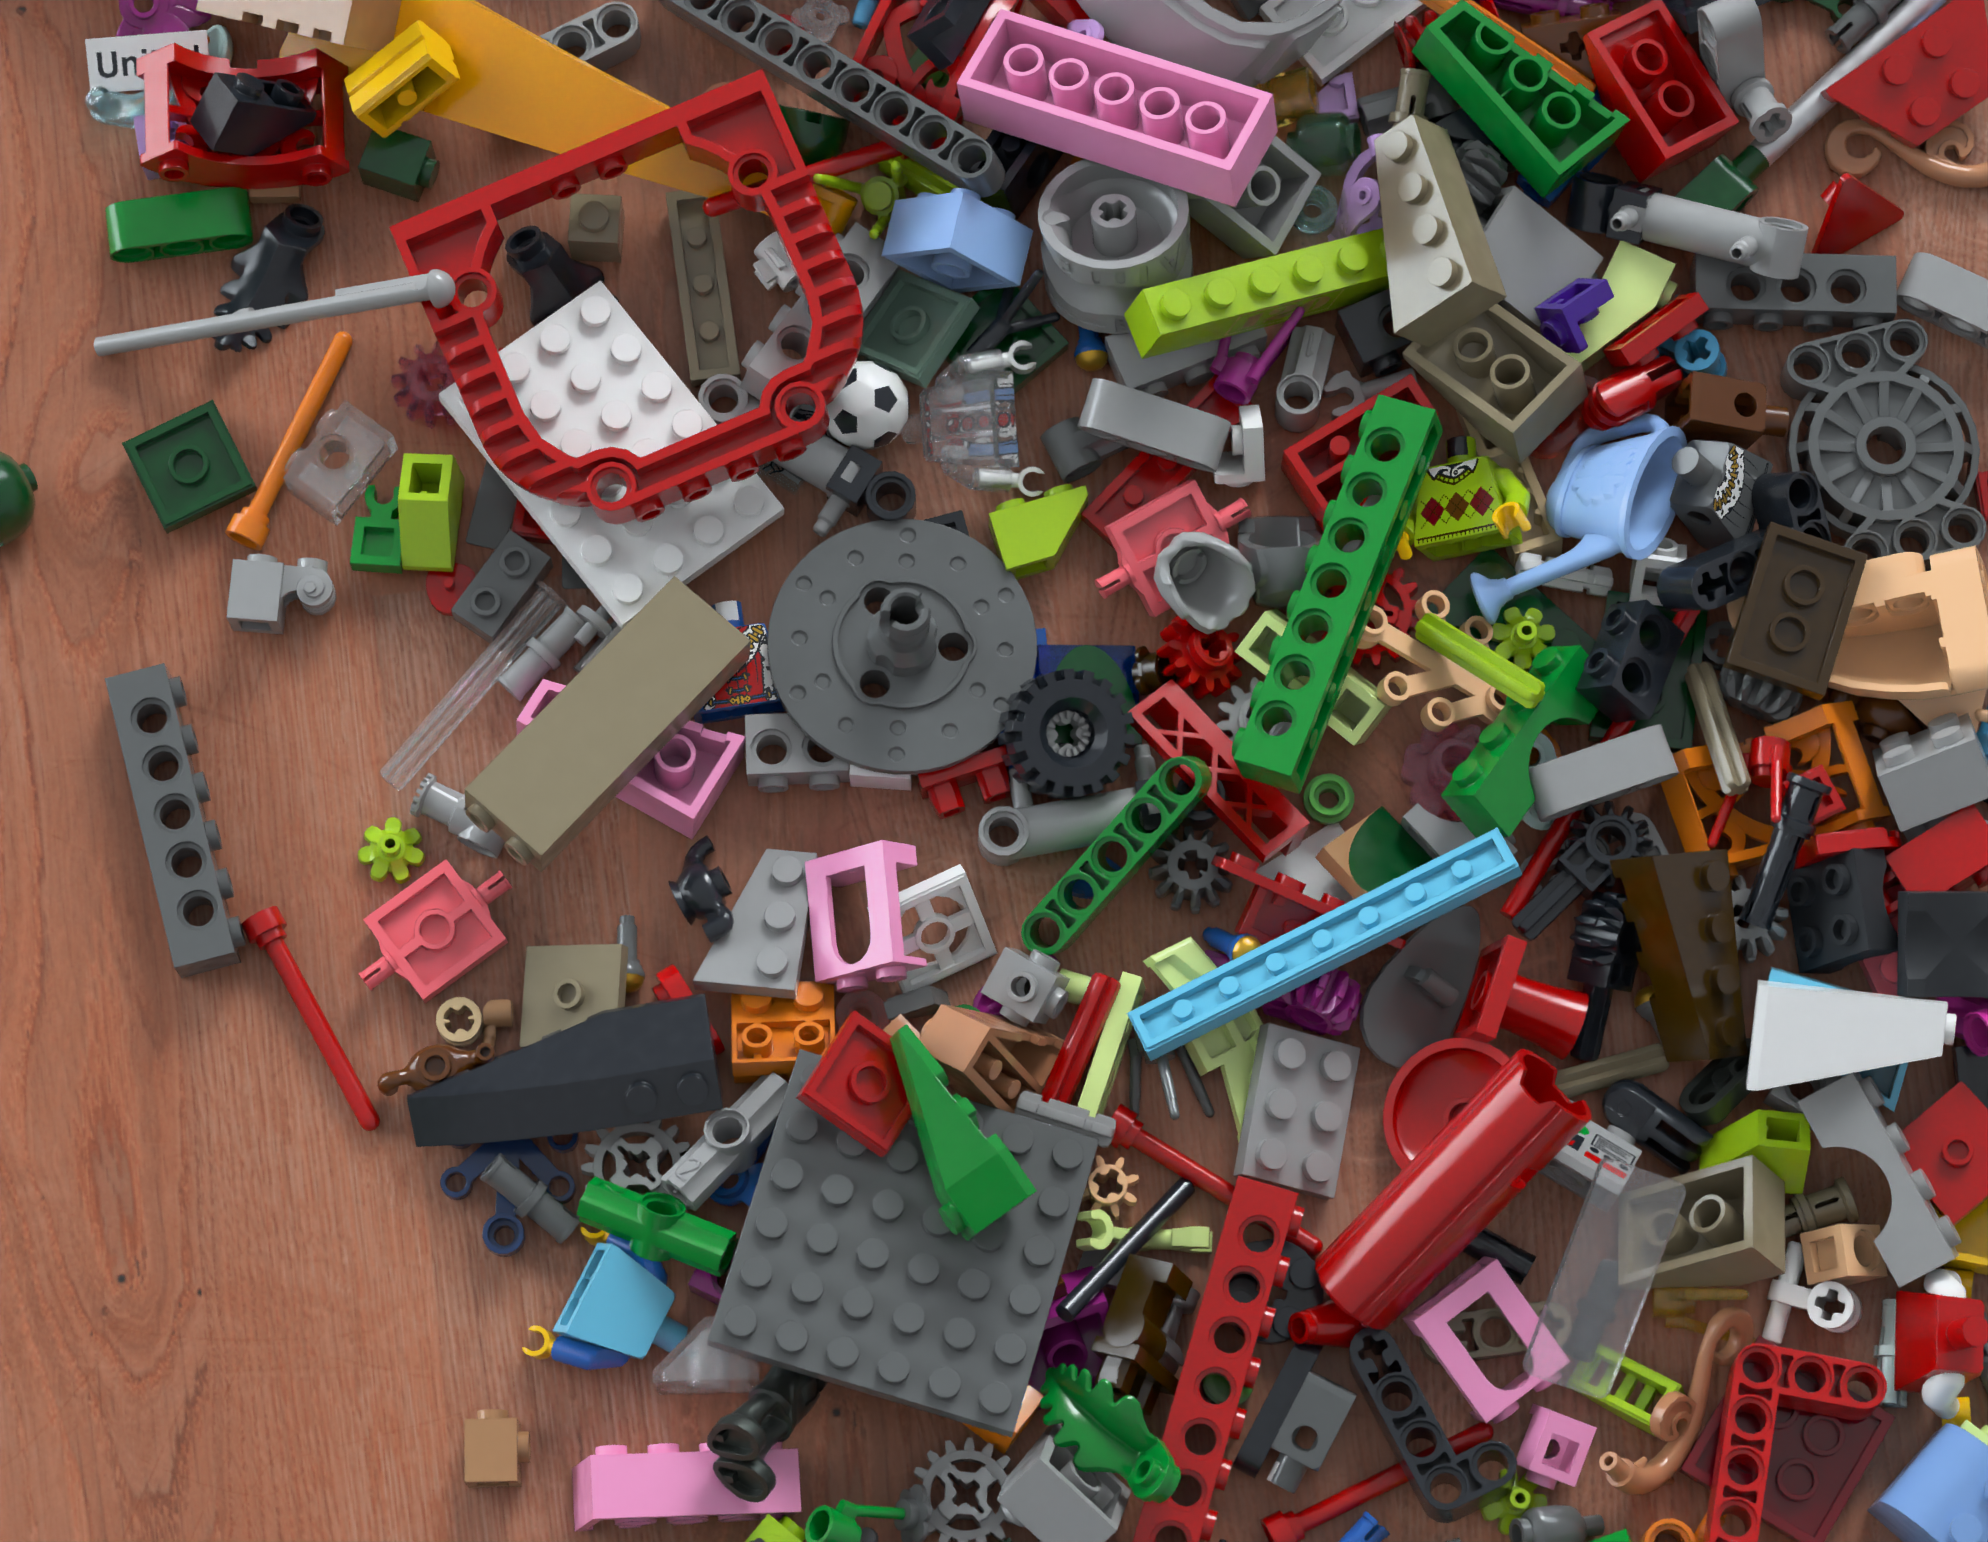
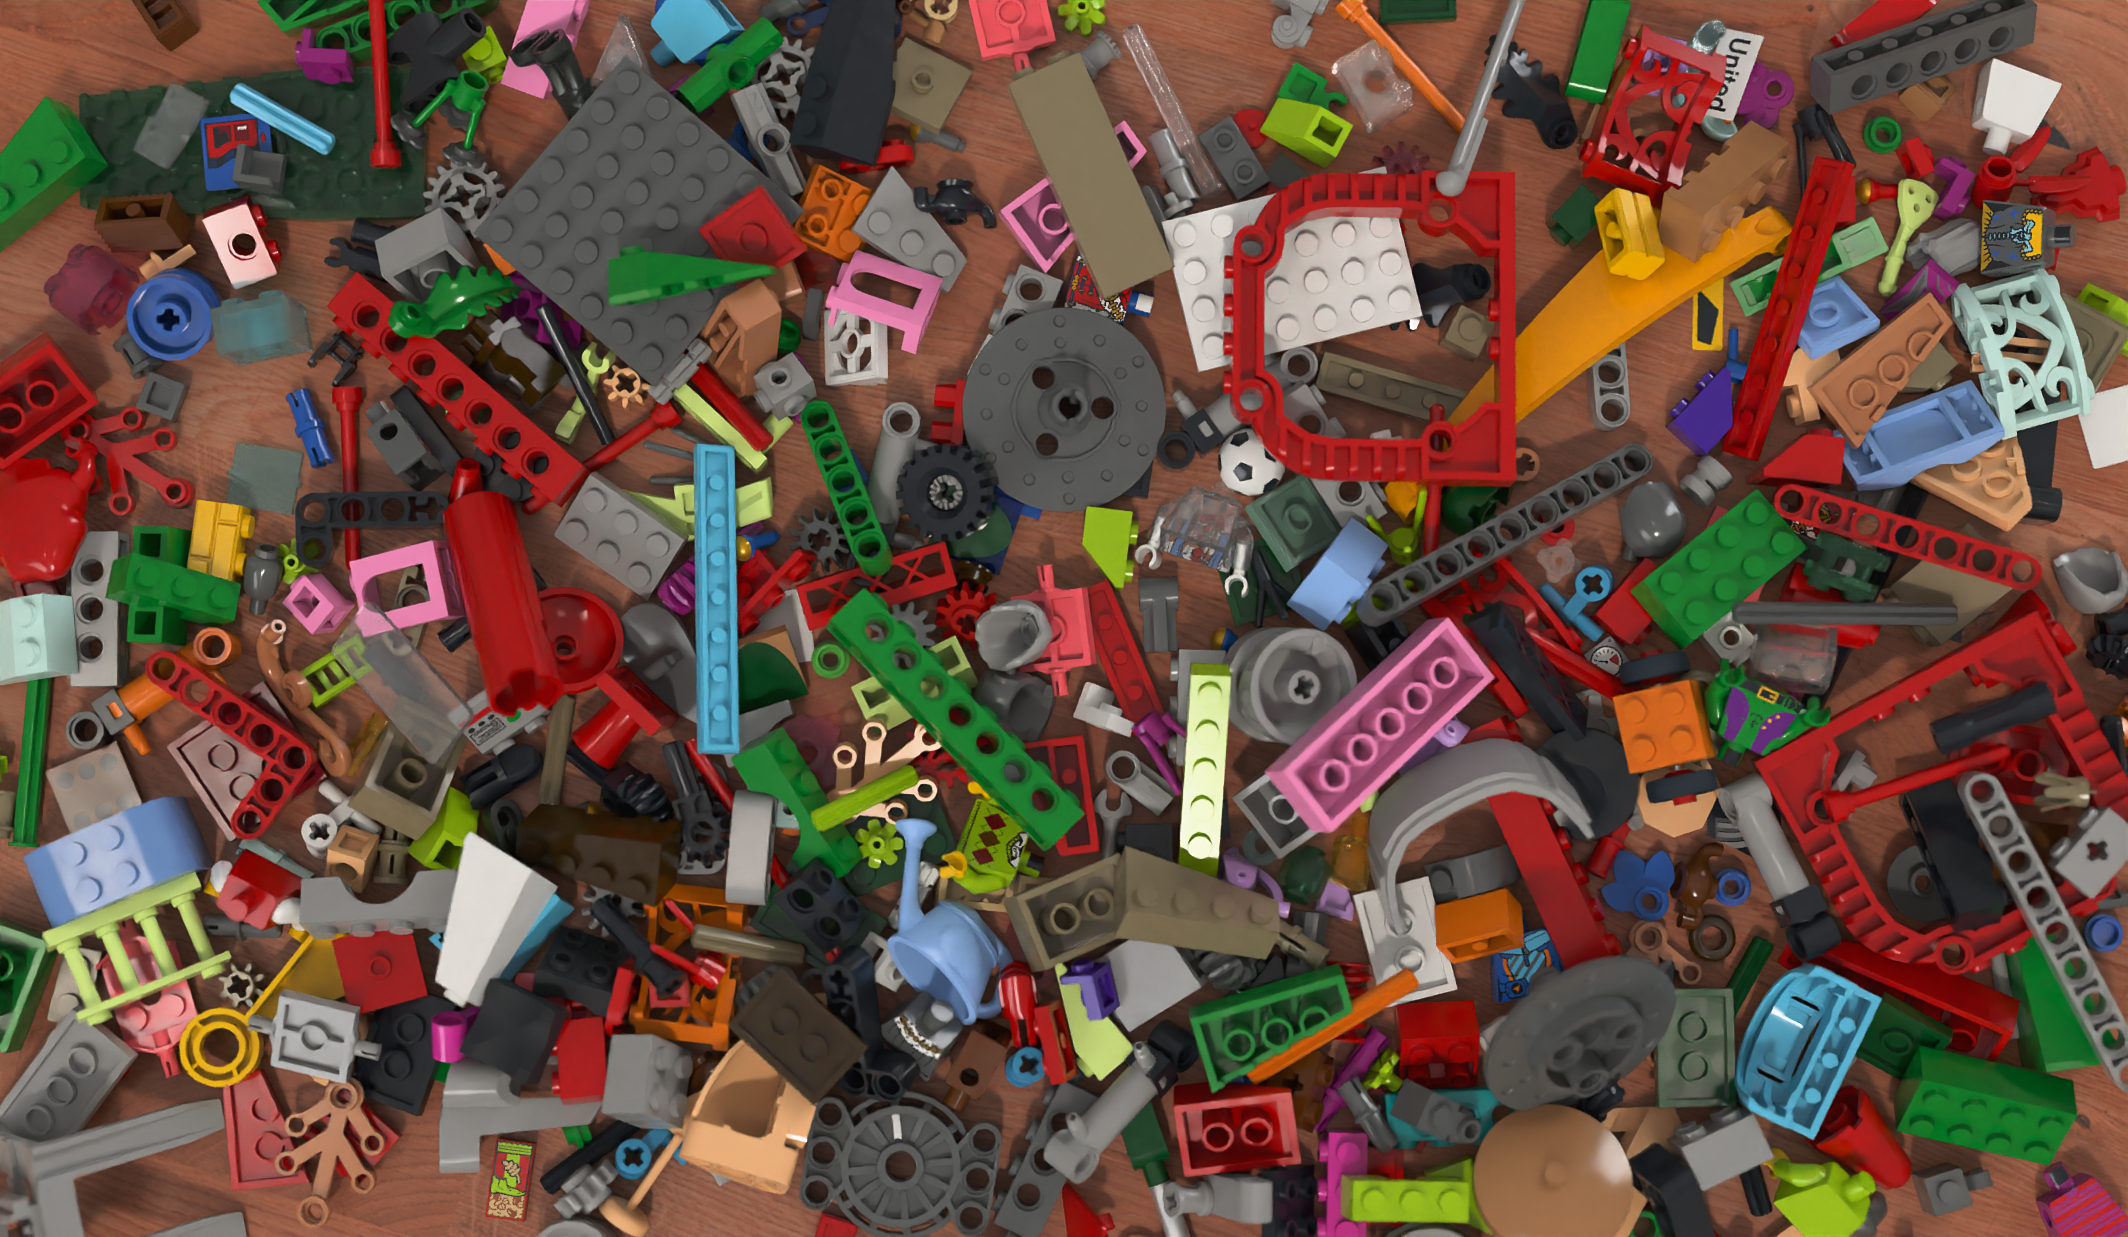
camera: 110 degrees right, 10 degrees up
(249, 113) = (1649, 117): black slope -> none
(1154, 425) = (1143, 653): light grey beam -> none

